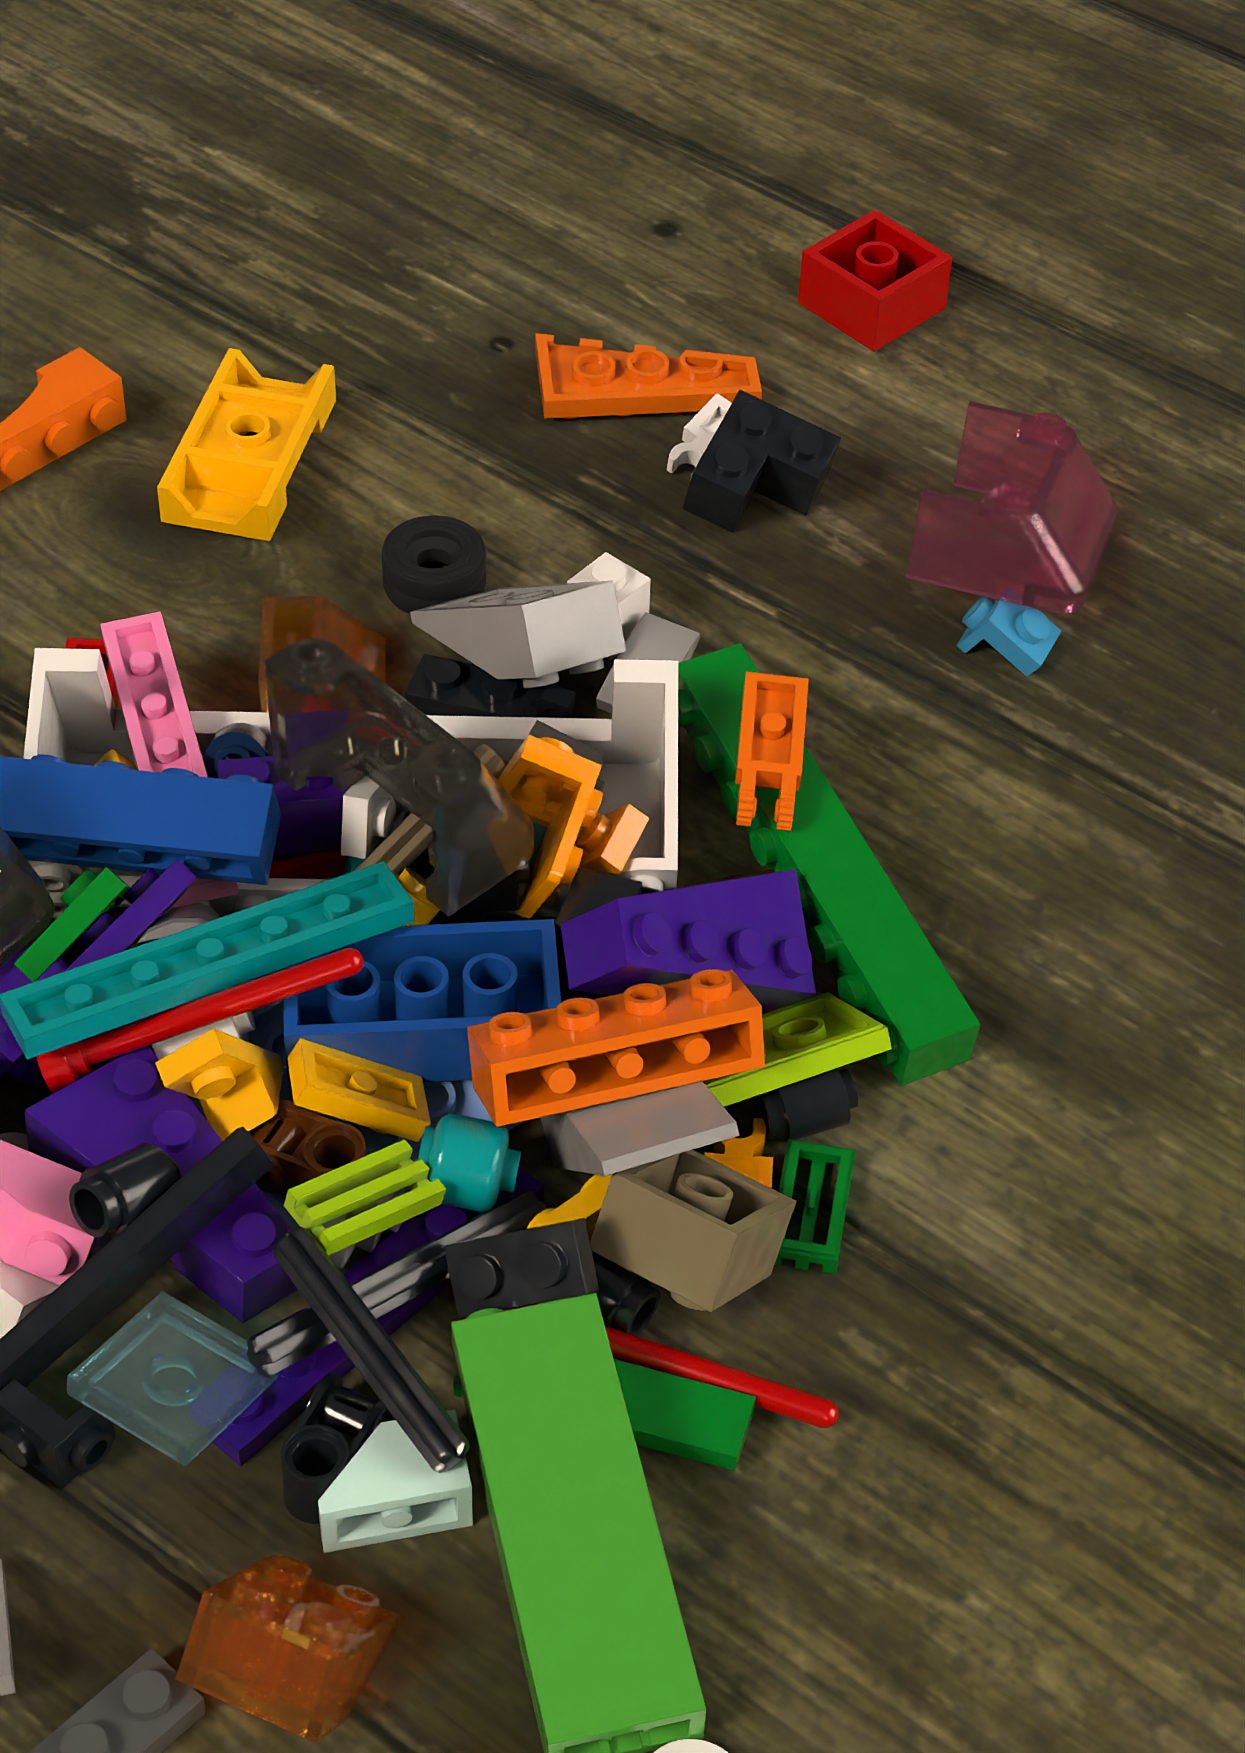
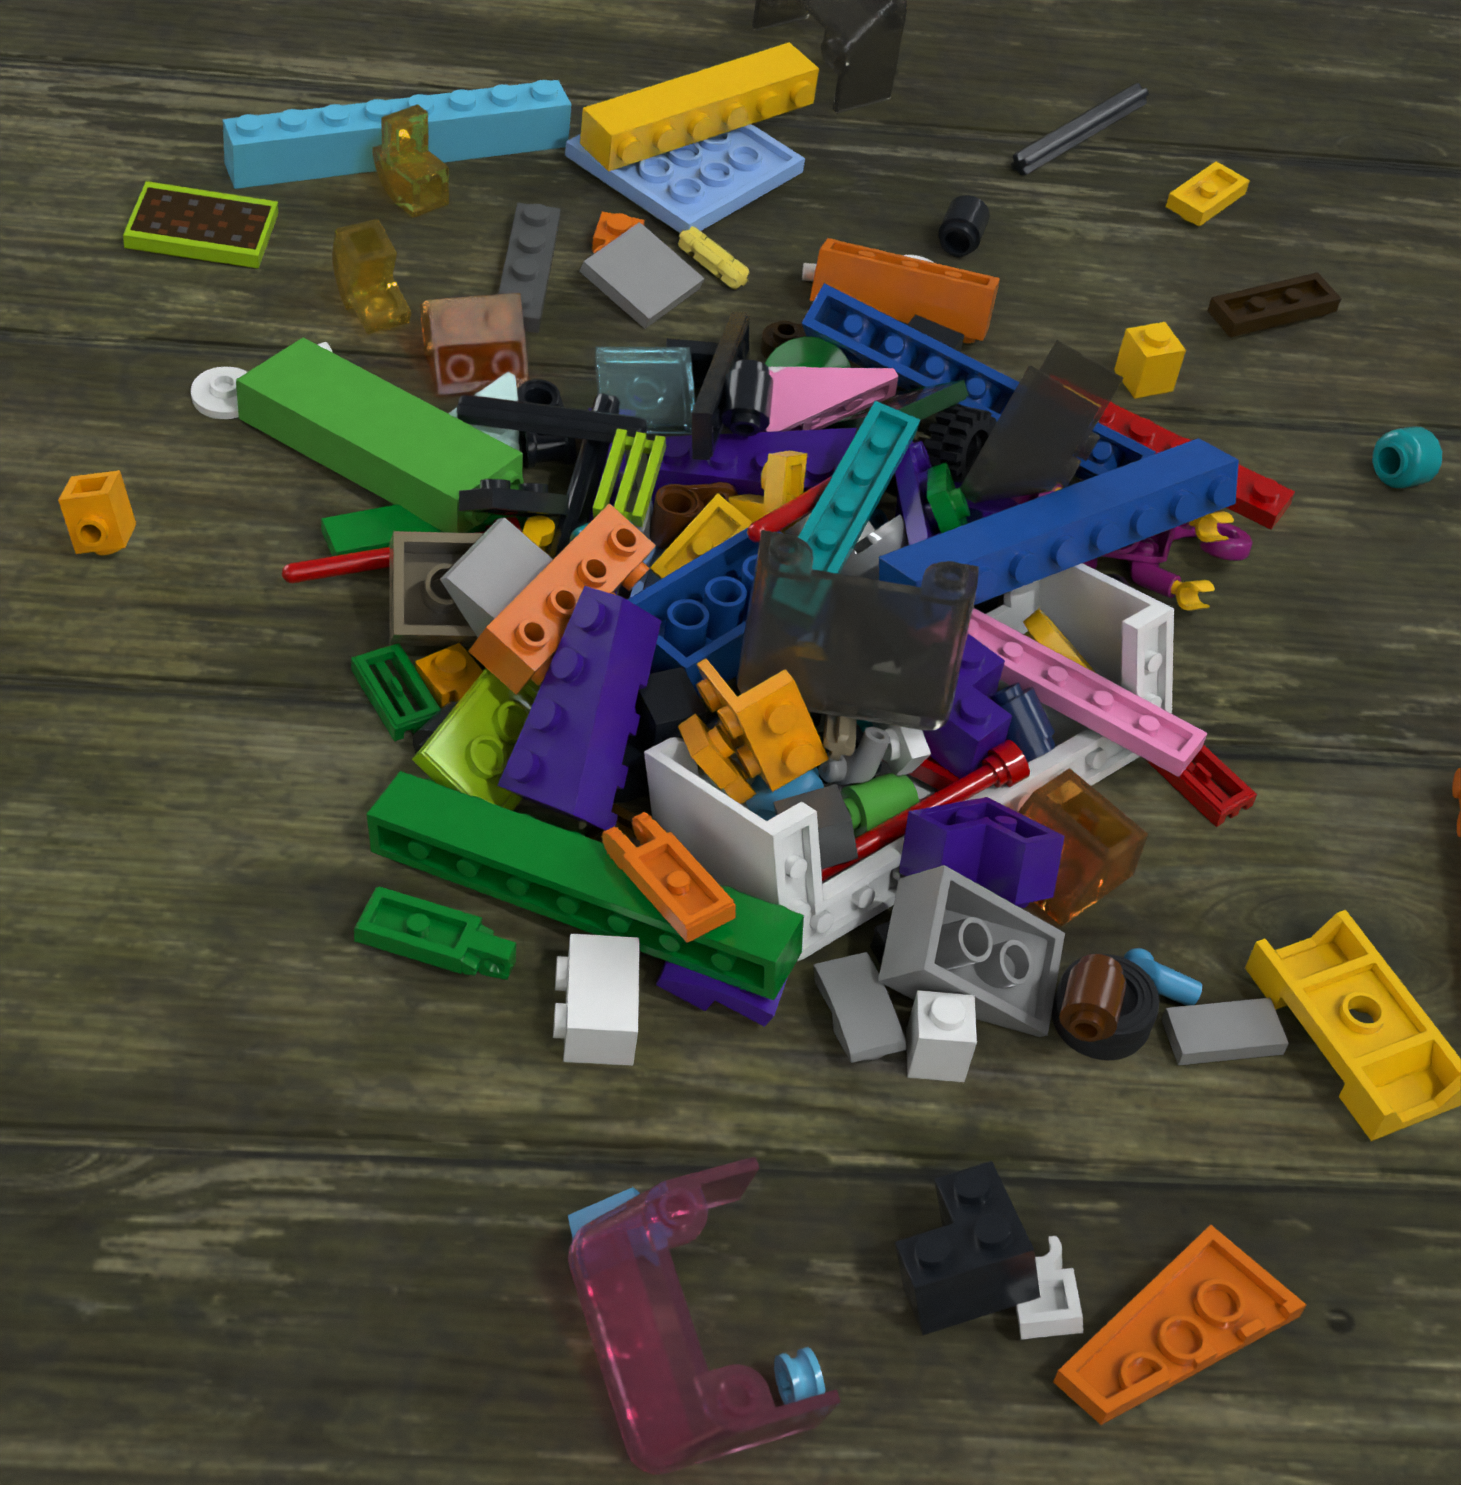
camera: 135 degrees right, 0 degrees up
(347, 510) = (1224, 1031): none -> light grey tile
(363, 558) = (1167, 981): none -> dark azure arm
(413, 655) = (987, 846): none -> dark purple brick
(473, 523) = (1093, 998): none -> reddish brown brick
(885, 779) = (600, 1001): none -> white brick
(956, 480) = (798, 1376): none -> medium azure bush
(984, 925) = (433, 935): none -> green hinge
(1032, 1598) = (97, 512): none -> light orange brick

